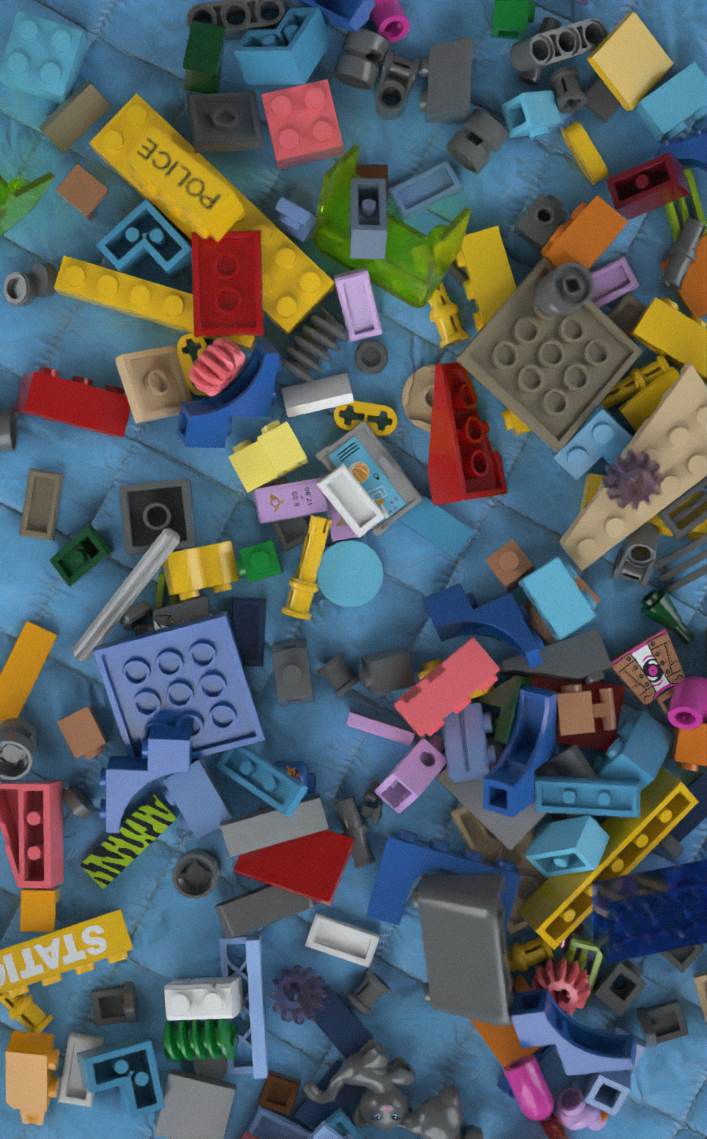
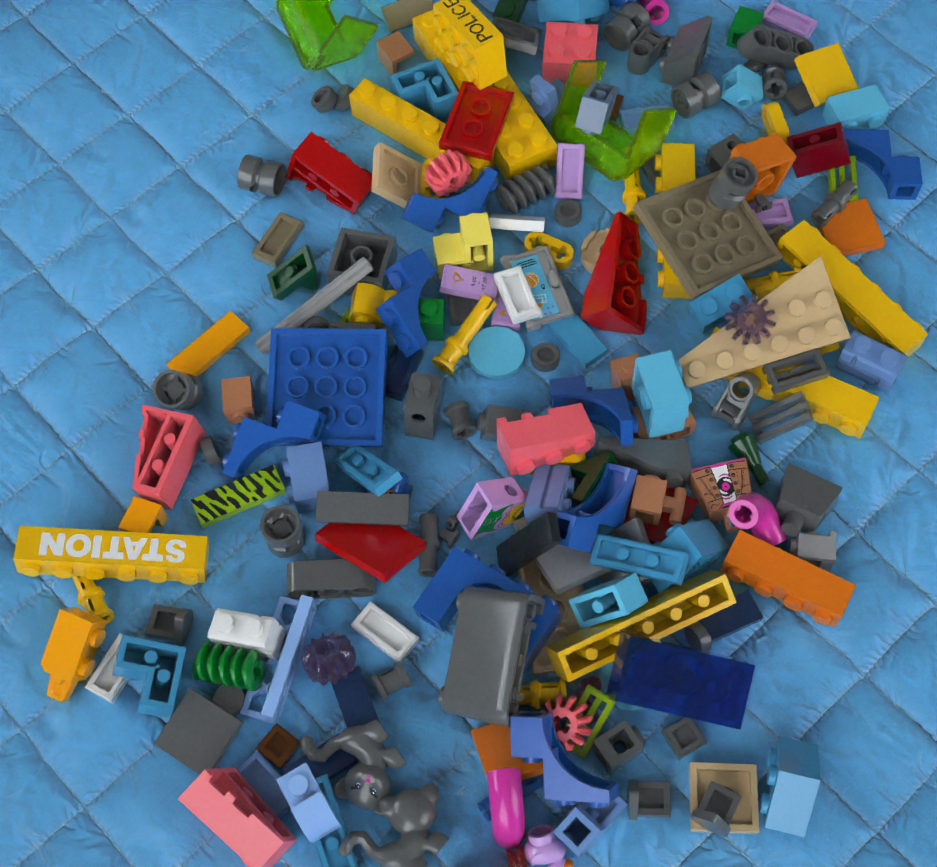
camera: 20 degrees right, 25 degrees down
(229, 577) = (401, 310): none -> blue arch
(380, 728) = (475, 465): lavender tile -> none
(406, 560) = (545, 357): none -> dark grey tile
(466, 812) = (529, 543): none -> black tile
(598, 277) = (762, 203): none -> dark grey piece

